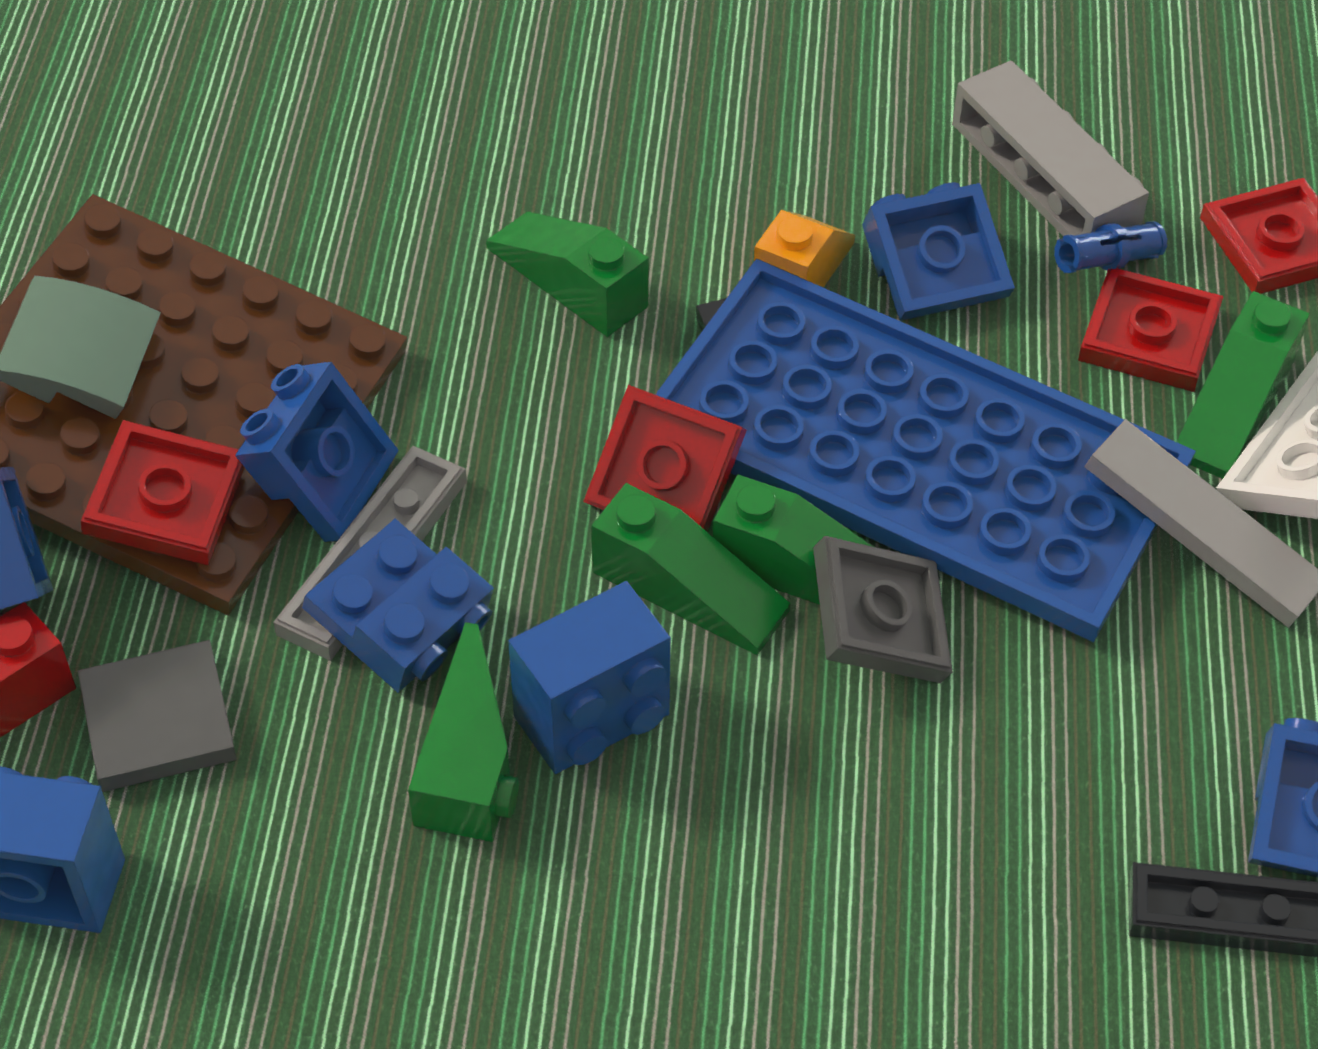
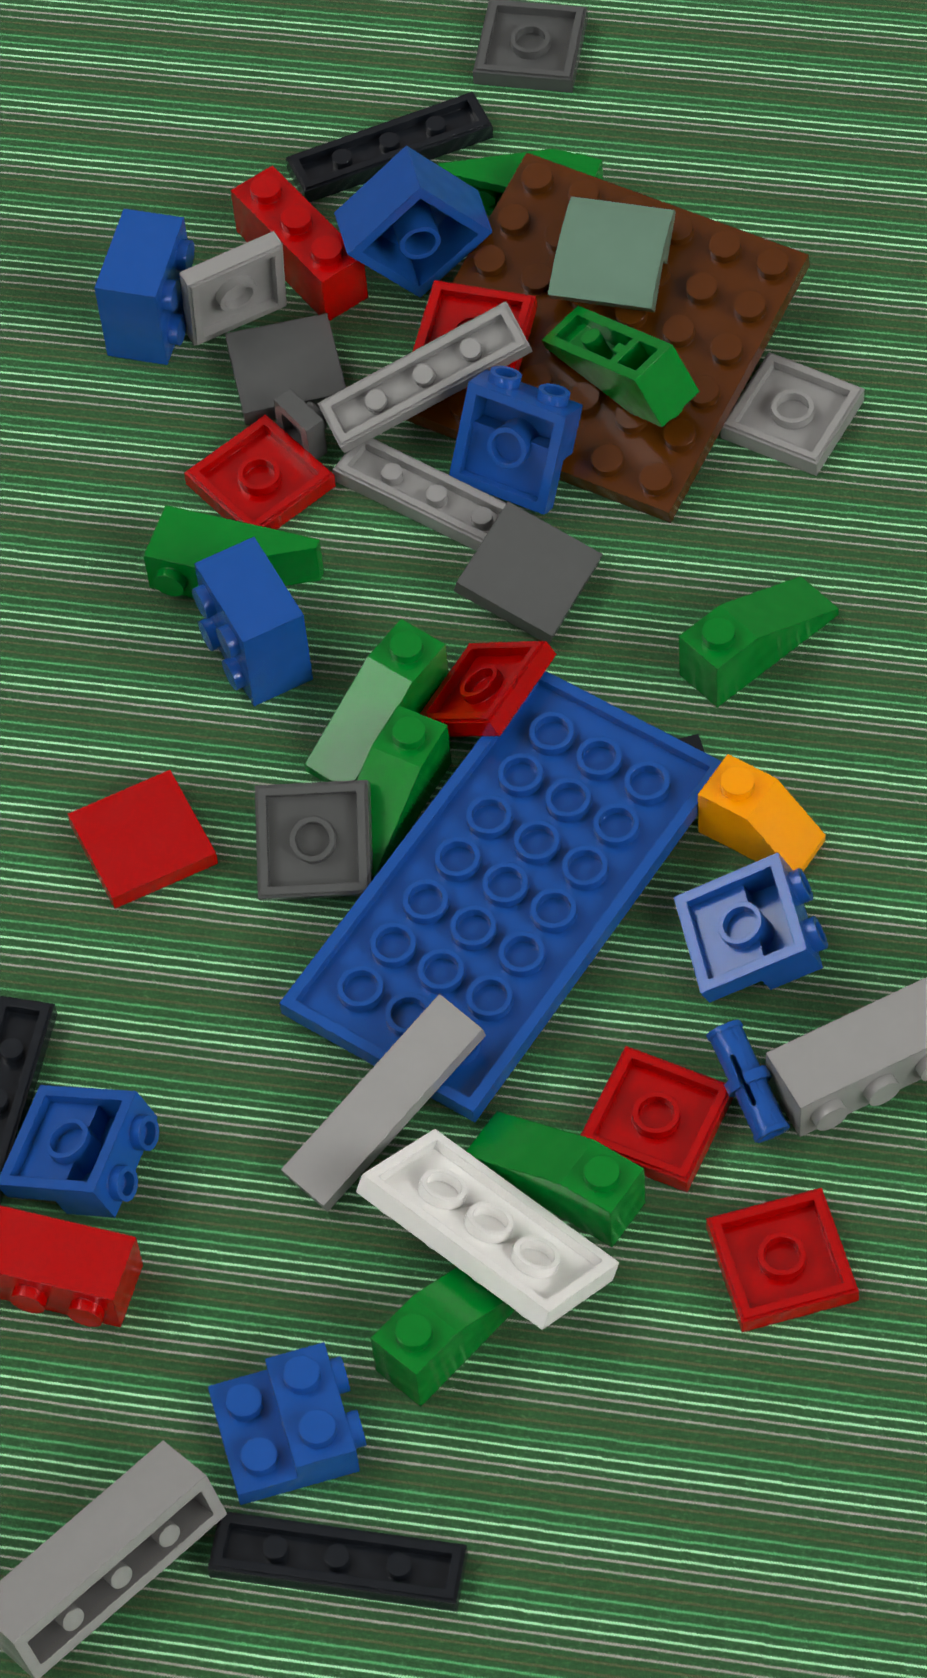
camera: 100 degrees right, 5 degrees up
(42, 724) = (233, 288): none -> light grey tile
(229, 529) = (424, 377): none -> light grey tile
(233, 338) = (624, 364): none -> green slope
(263, 678) = (302, 422): none -> dark grey plate
(279, 239) = (792, 413): none -> light grey tile
(331, 731) = (260, 476): none -> red tile
(400, 604) = (362, 509): blue plate -> none
(491, 448) = (528, 572): none -> dark grey tile
(880, 801) = (142, 839): none -> red tile

